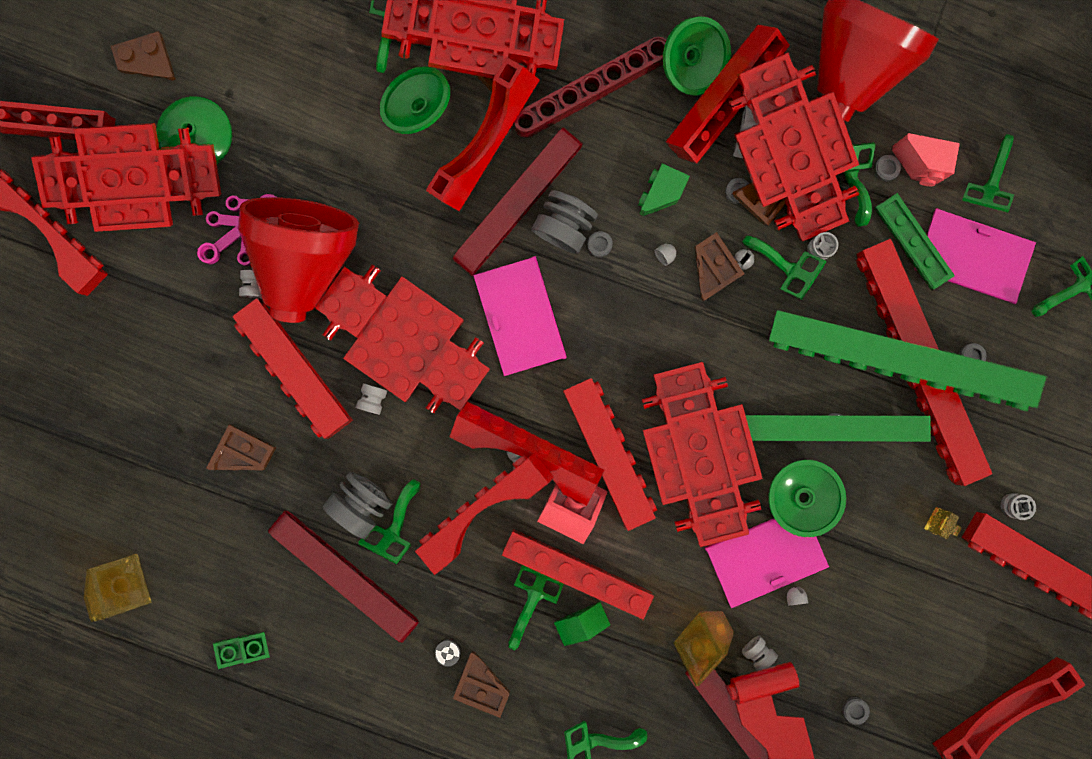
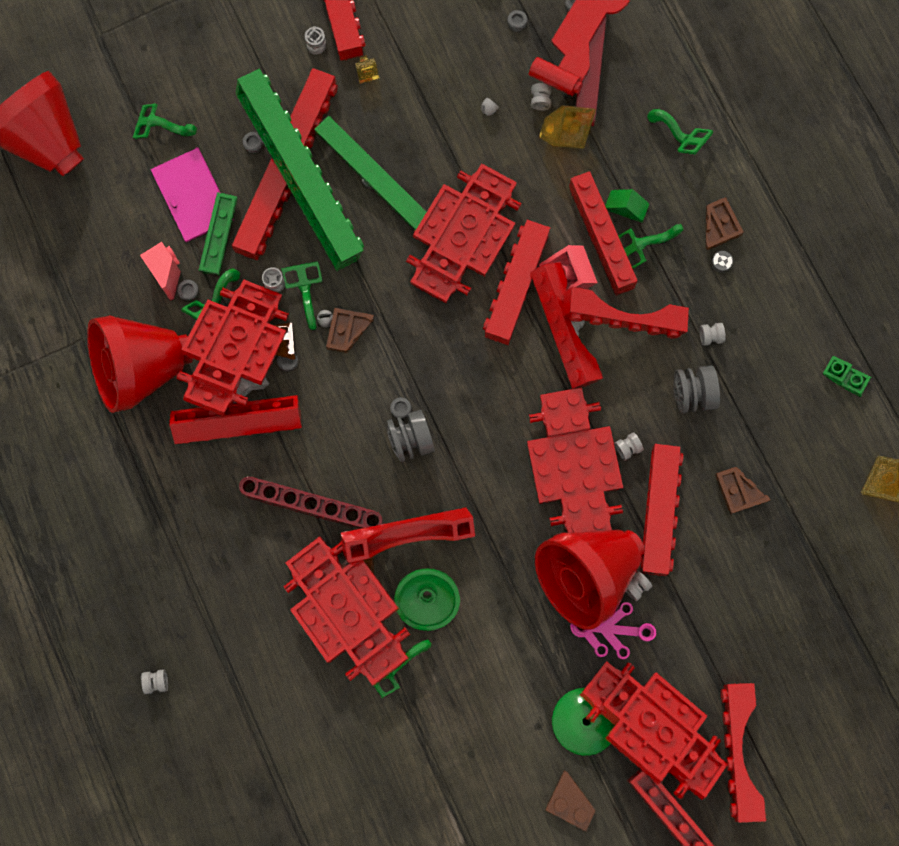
camera: 130 degrees left, 10 degrees down
(343, 576) = (744, 361): dark red beam -> none
(392, 533) = (690, 358): green piece -> none
(392, 574) = (714, 333): none -> light grey wheel
(517, 201) = (424, 479): dark red beam -> none
(520, 307) = (491, 406): dark pink container -> none
(665, 189) = (331, 400): green slope -> none
(665, 253) = (367, 364): light grey hinge -> none
(708, 54) = (231, 459): green dish -> none
(766, 554) = (474, 141): dark pink container -> none
(824, 498) = (425, 140): green dish -> none
(992, 188) = (142, 222): green piece -> none

